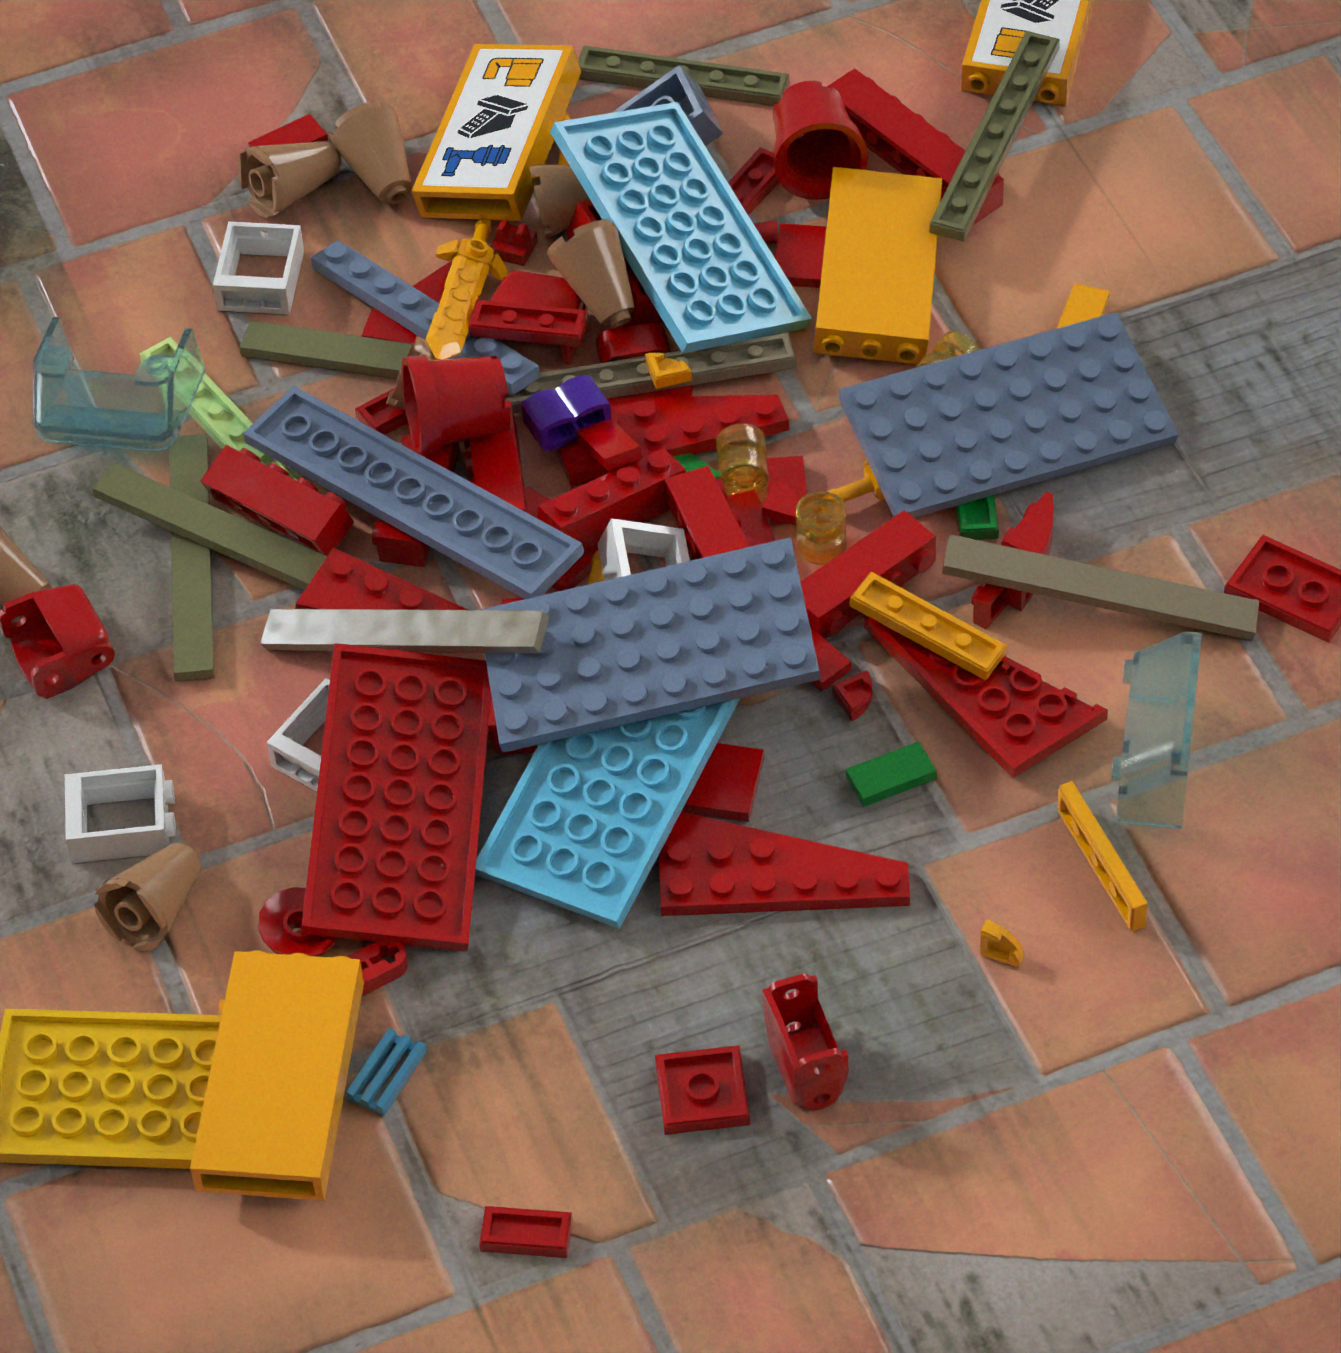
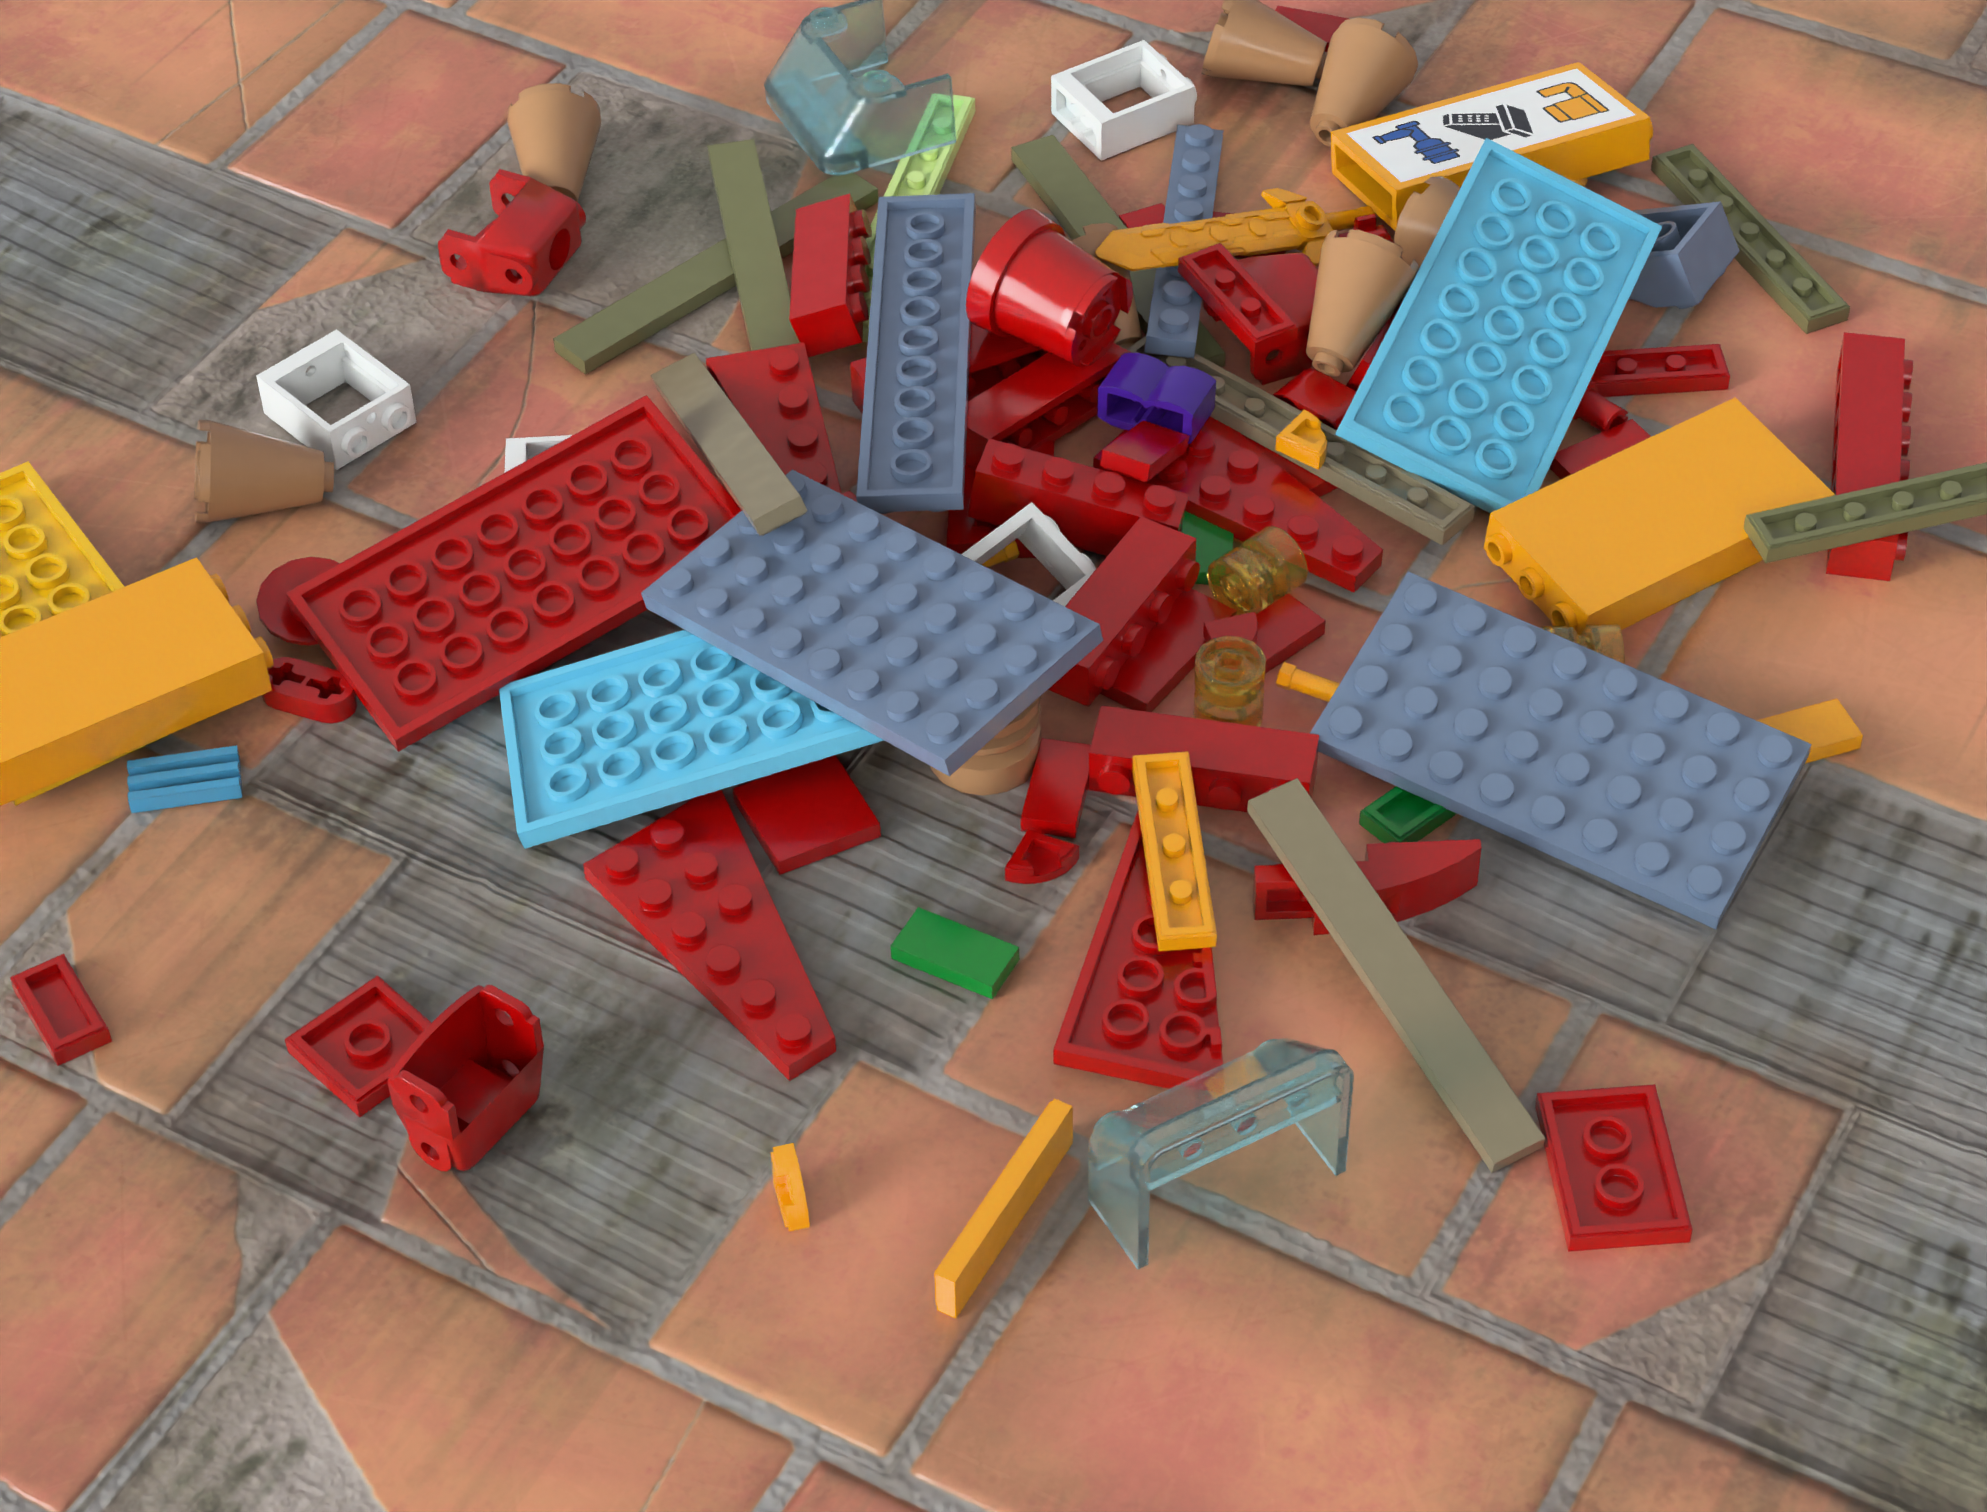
camera: 50 degrees right, 5 degrees down
(813, 139) = (1761, 357): red piece -> none

